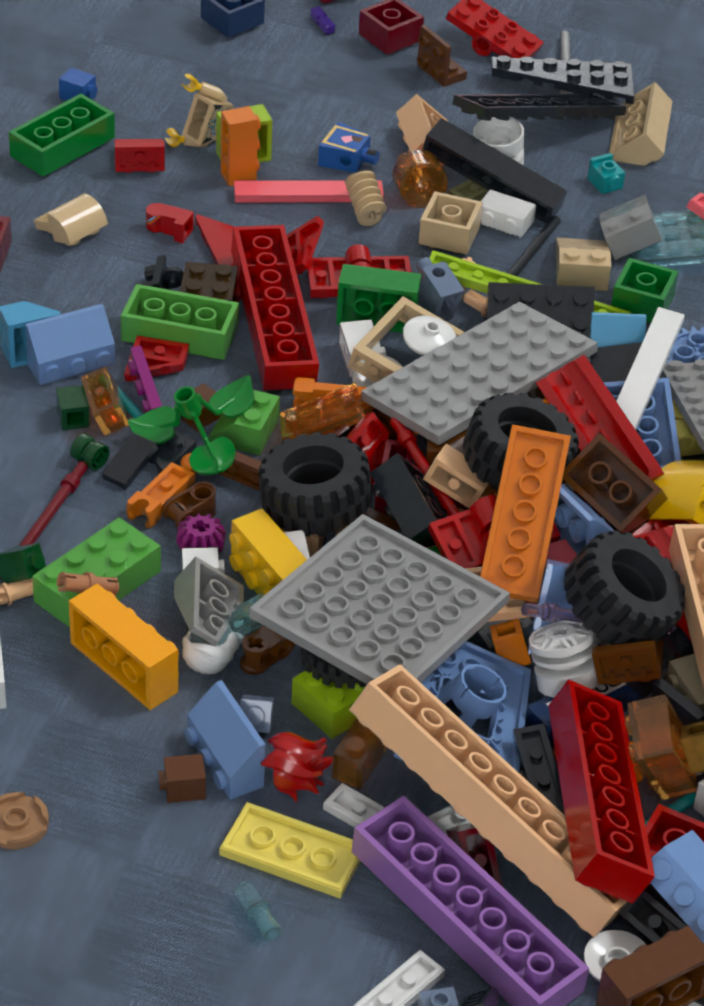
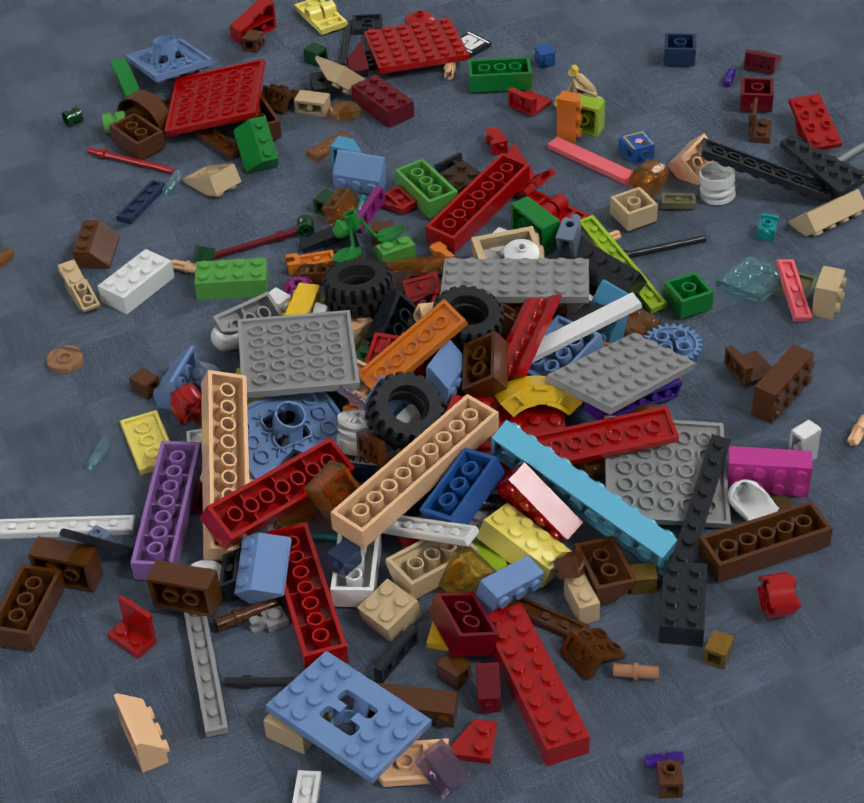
camera: 50 degrees right, 0 degrees up
(73, 220) = (448, 118): tan brick -> none
(80, 583) = (205, 275): nougat pin -> none
(124, 646) = (192, 312): light orange brick -> none
(365, 197) = (606, 175): tan piece -> none
(493, 169) = (692, 192): black brick -> none
(507, 213) = (676, 220): white brick -> none
(583, 263) = (682, 261): tan slope -> none
(629, 227) = (729, 259): light grey slope -> none

